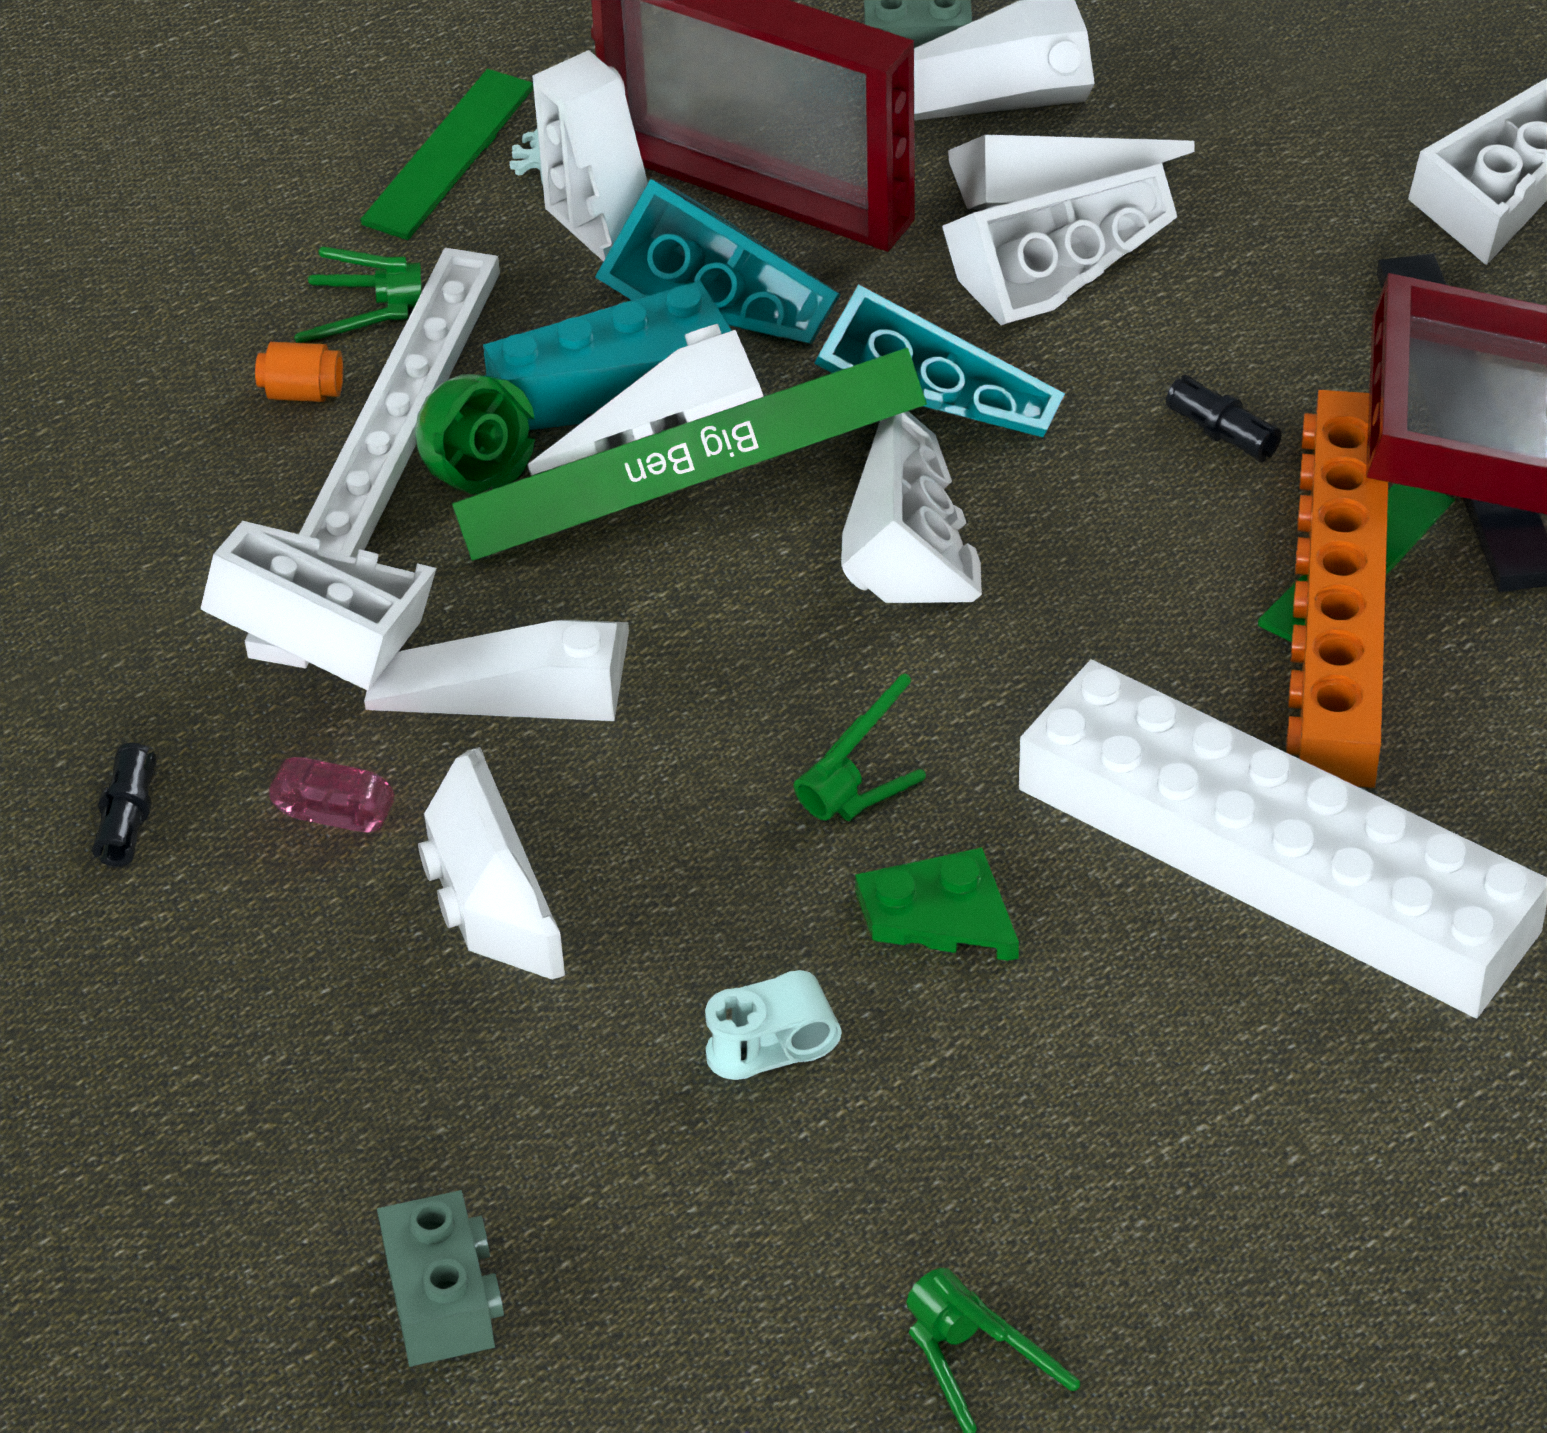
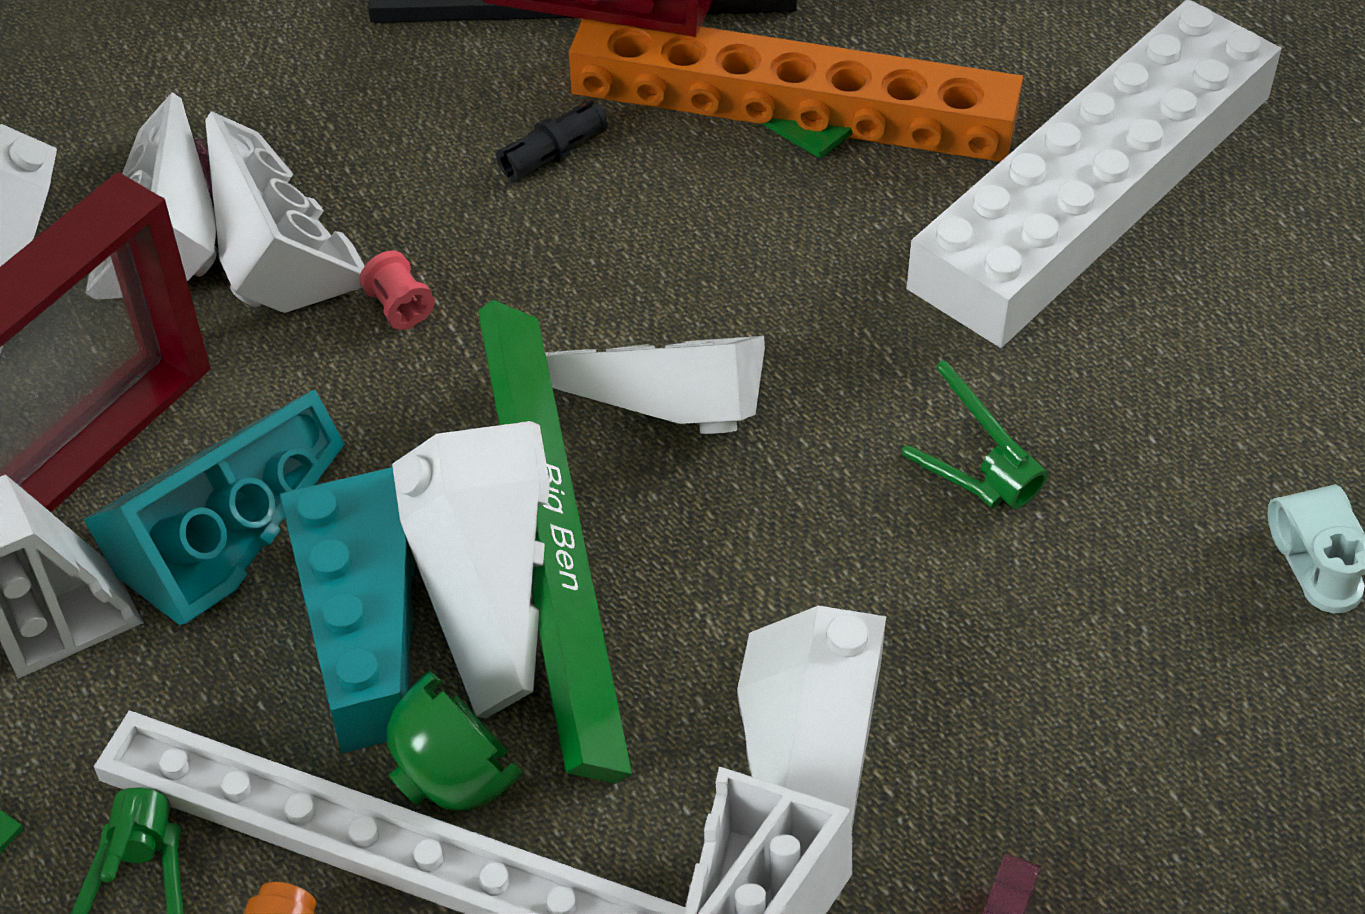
camera: 85 degrees left, 5 degrees up
(487, 873) = (1115, 766): white wedge -> none
(938, 904) = (1154, 413): green wing -> none
(950, 370) = (434, 344): teal wedge -> none
(994, 332) = (397, 290): none -> coral bush

